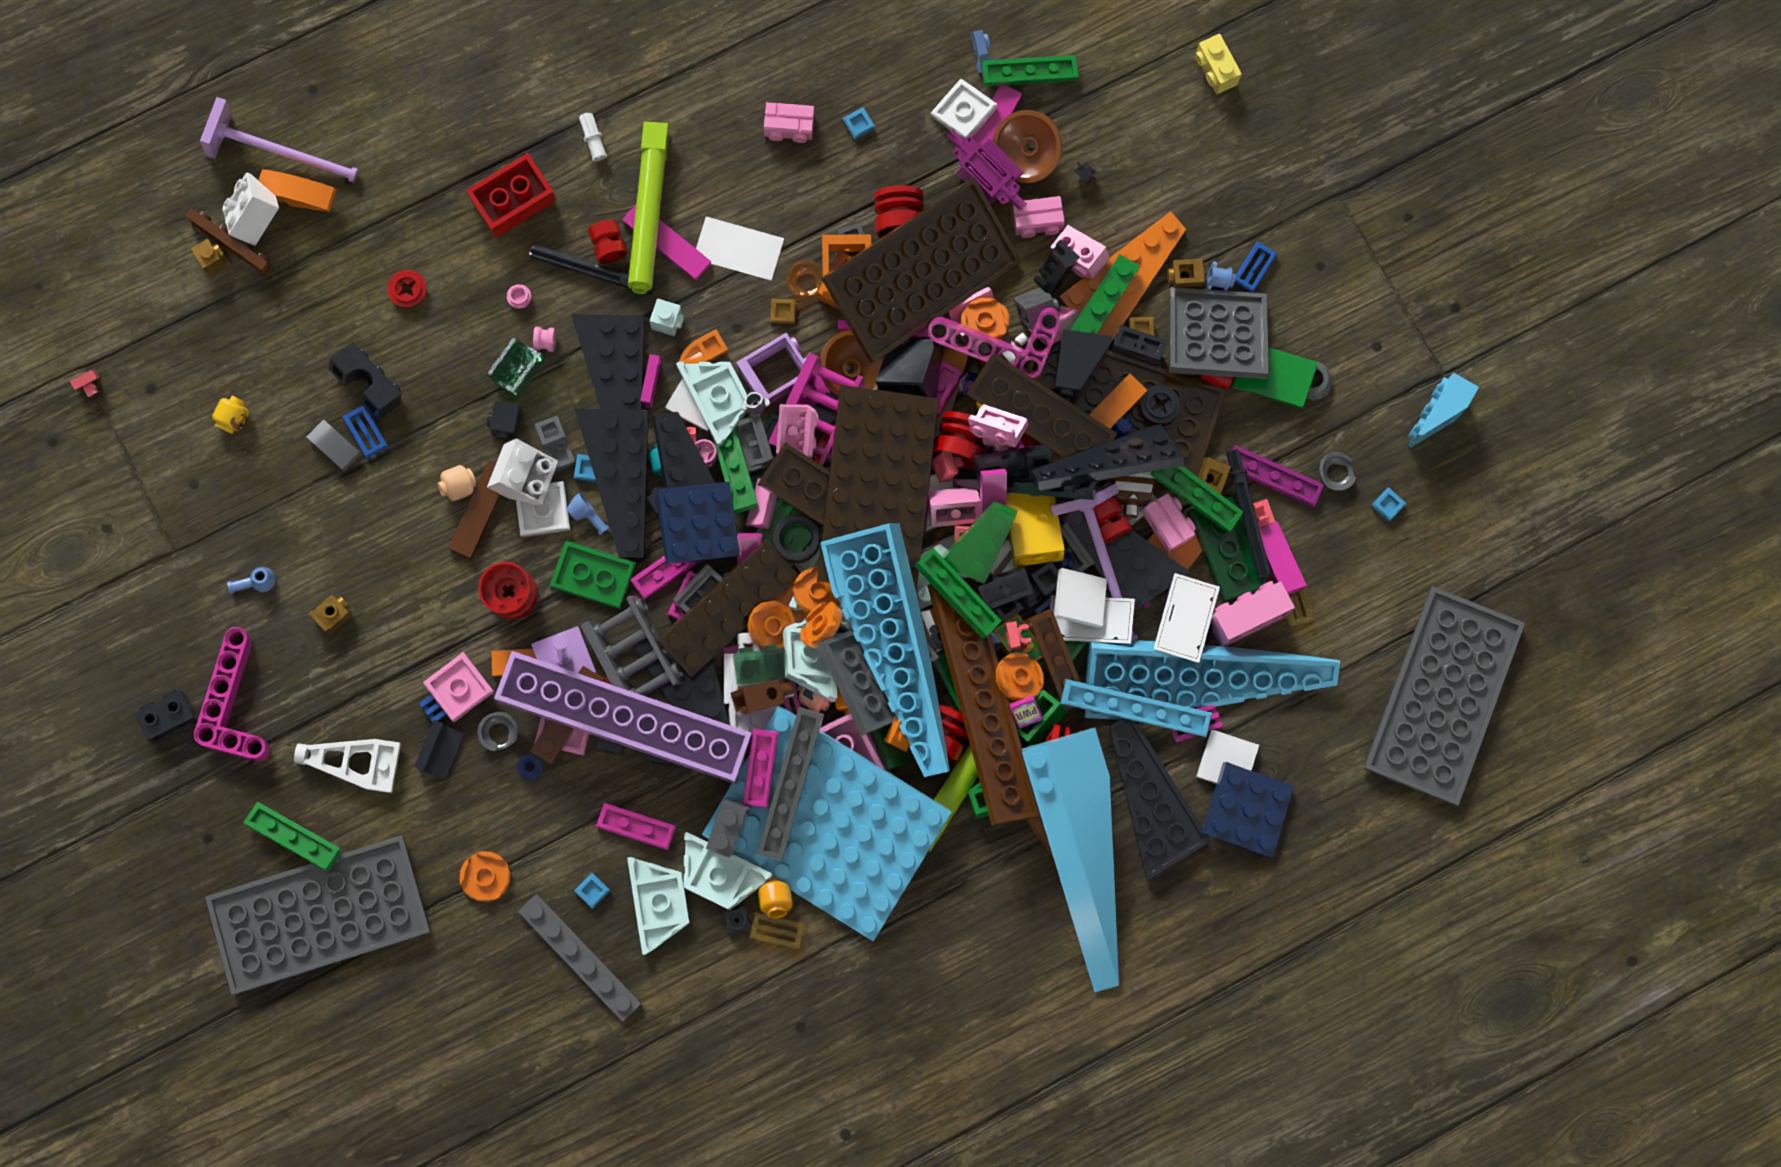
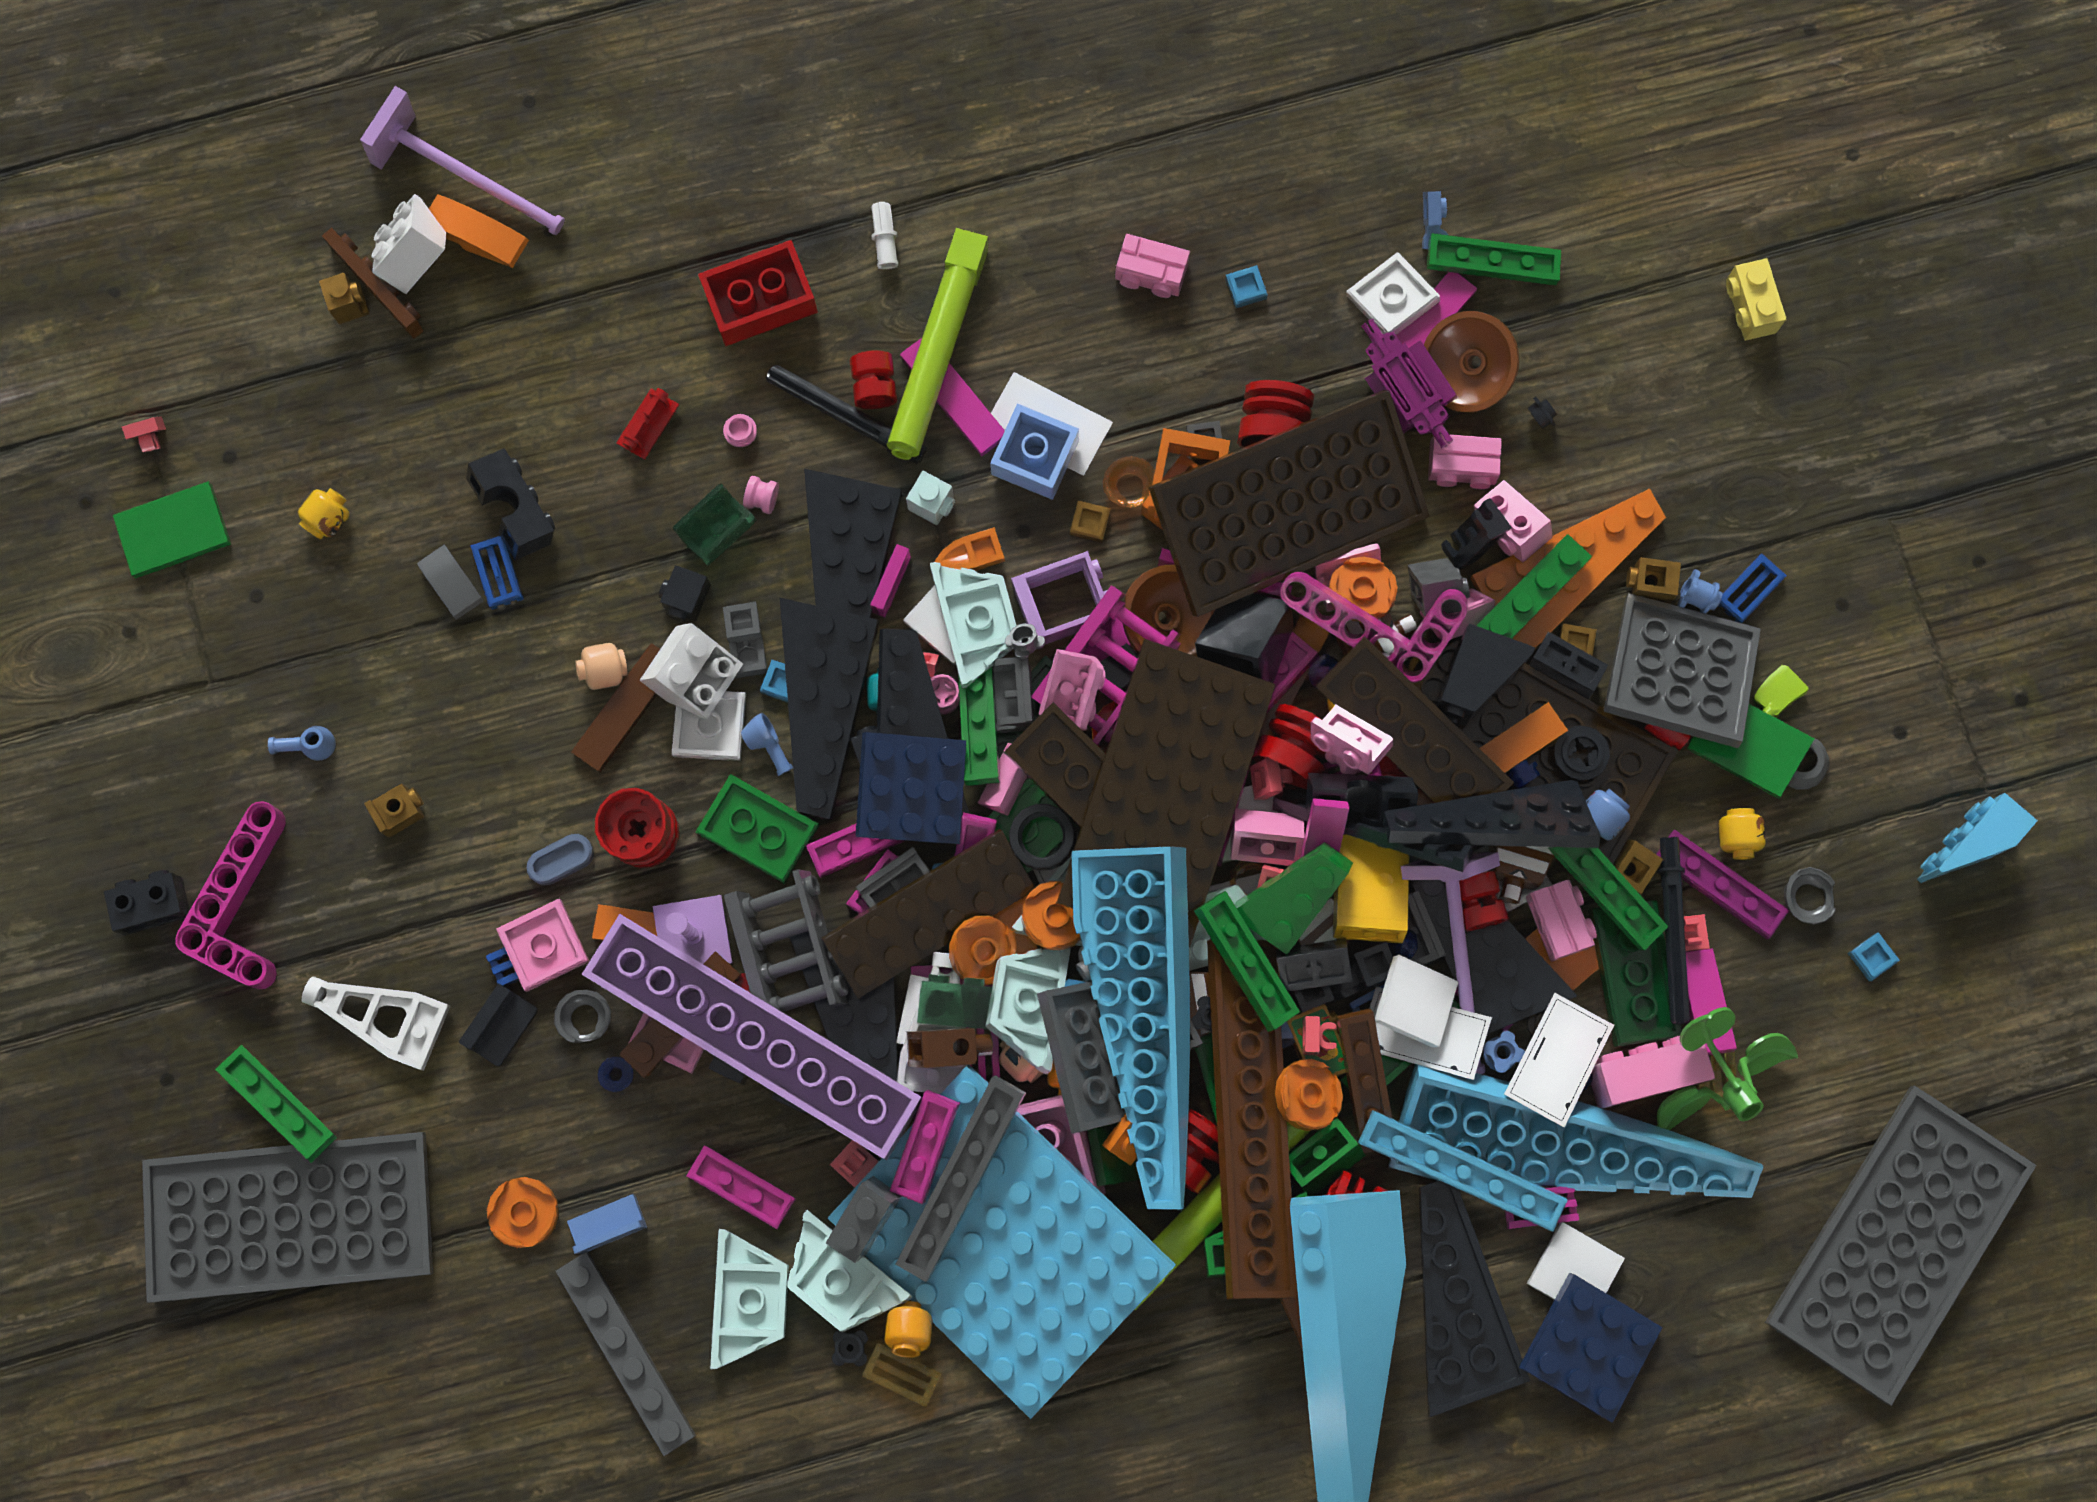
camera: 20 degrees right, 0 degrees up
(121, 448) = (171, 529): none -> green tile
(408, 278) = (600, 378): red gear -> none
(451, 304) = (648, 423): none -> red hinge
(456, 625) = (560, 859): none -> sand blue tile
(547, 872) = (606, 1224): none -> medium blue panel
(592, 890) = (662, 1263): dark azure tile -> none
(712, 793) = (854, 1163): none -> coral tile
(733, 269) = (1034, 451): none -> light blue brick
(821, 624) = (1050, 965): orange tile -> none
(1026, 711) = (1308, 1146): tile -> none
(1149, 615) = (1513, 1052): none -> medium blue brick
(1186, 441) = (1608, 813): none -> medium blue head
(1281, 437) = (1742, 833): none -> yellow head
(1288, 334) = (1780, 691): none -> lime piece
(1313, 615) = (1737, 1094): none -> bright green plant

